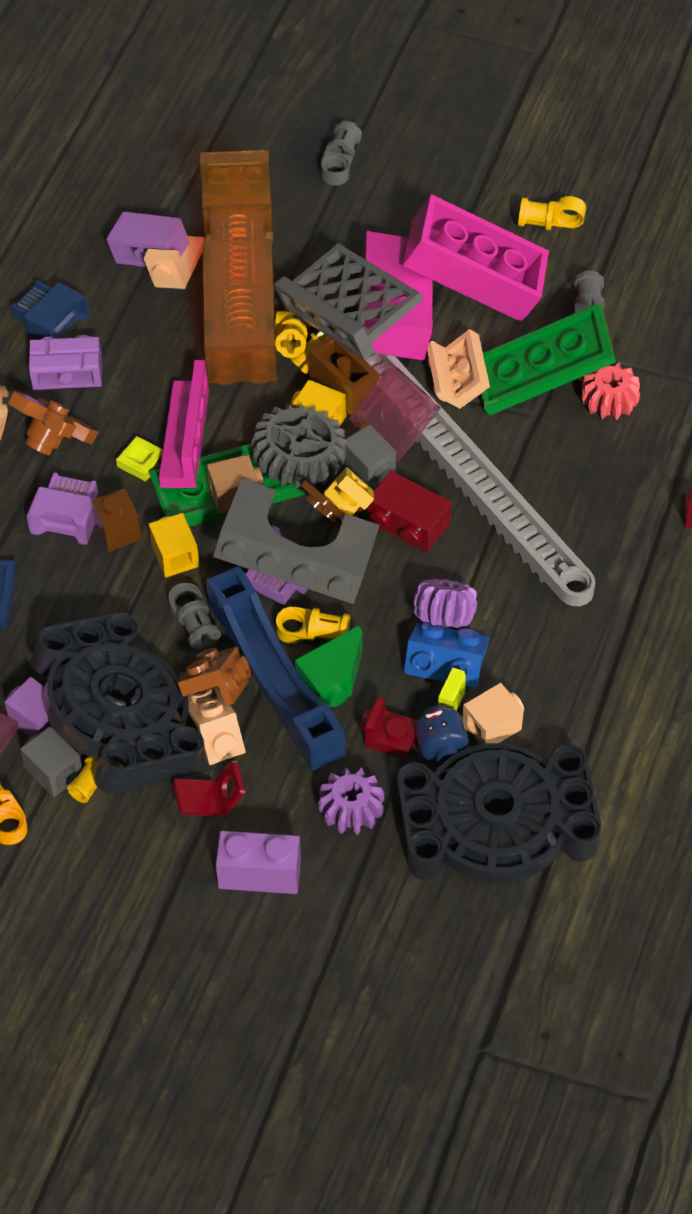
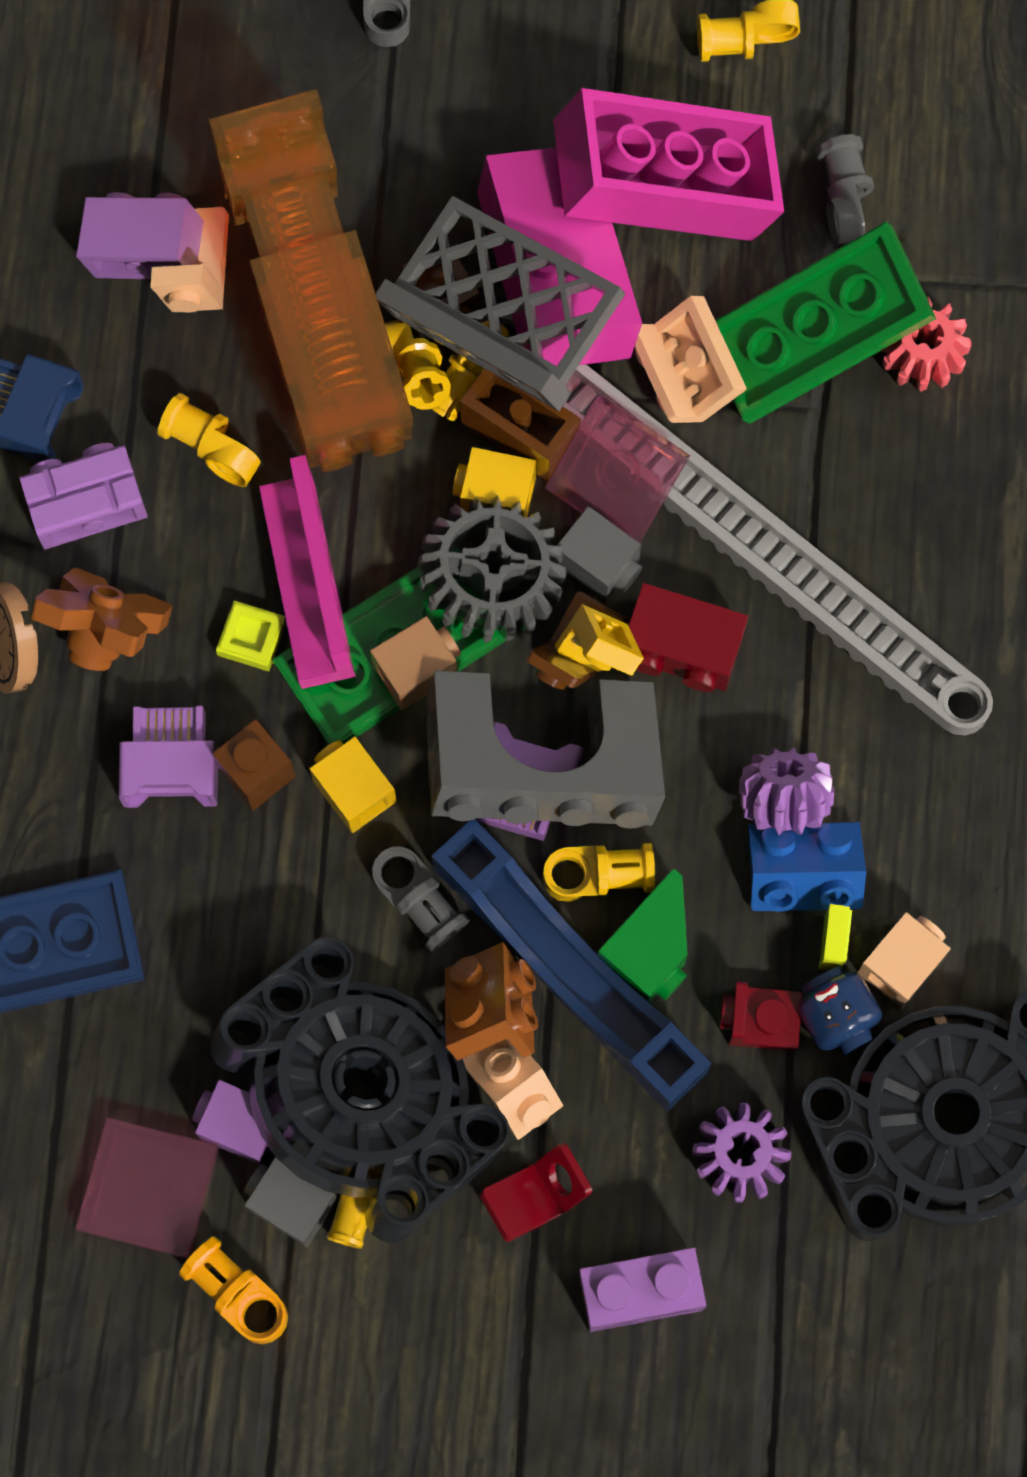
camera: 15 degrees left, 20 degrees up
(153, 350) = (206, 434): none -> yellow connector

